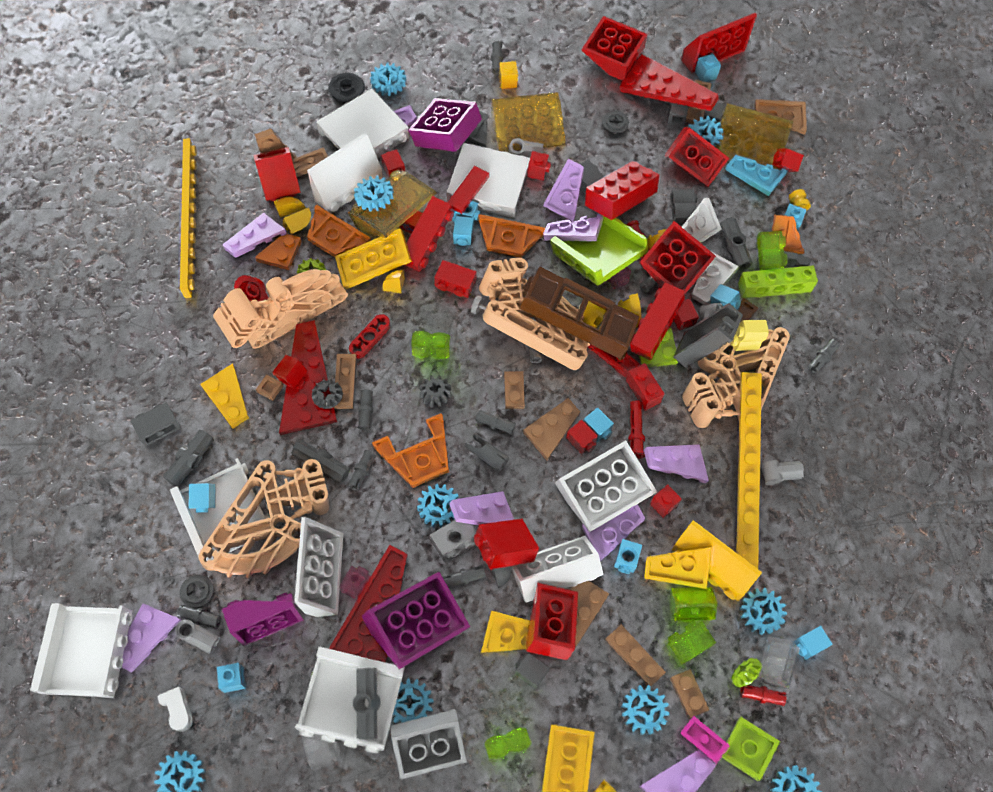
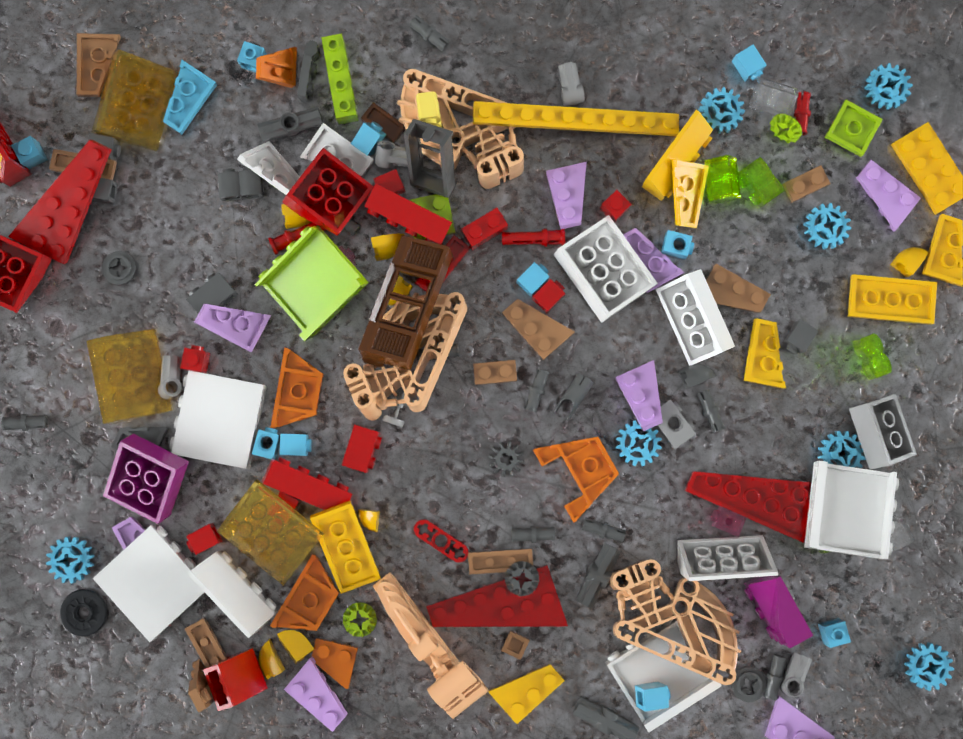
camera: 90 degrees left, 20 degrees up
(178, 708) = (866, 681): white leg -> none
(252, 287) = (400, 682): red piece -> none
(290, 371) = (499, 623): red brick -> none
(366, 717) = (858, 493): dark grey piece -> none
(382, 193) = (265, 545): medium azure gear -> none
(416, 620) = (767, 454): magenta slope -> none
(427, 344) = (450, 475): clear neon green brick -> none
(468, 189) = (243, 442): red tile -> none
(506, 543) = (680, 369): red brick -> none
(508, 75) = (55, 405): yellow brick -> none
(553, 622) = (756, 317): red slope -> none
(579, 230) = (287, 311): lavender wing -> none
(621, 190) = (232, 257): red brick -> none
(635, 655) = (774, 236): medium nougat plate -> none
(696, 156) = (171, 169): red slope -> none
(705, 739) = (850, 169): dark pink plate -> none
(708, 129) = (130, 166): medium azure gear -> none
(771, 250) = (307, 84): clear neon green brick -> none
(787, 159) = (170, 59): red brick -> none
(799, 199) = (225, 48): yellow wheel -> none

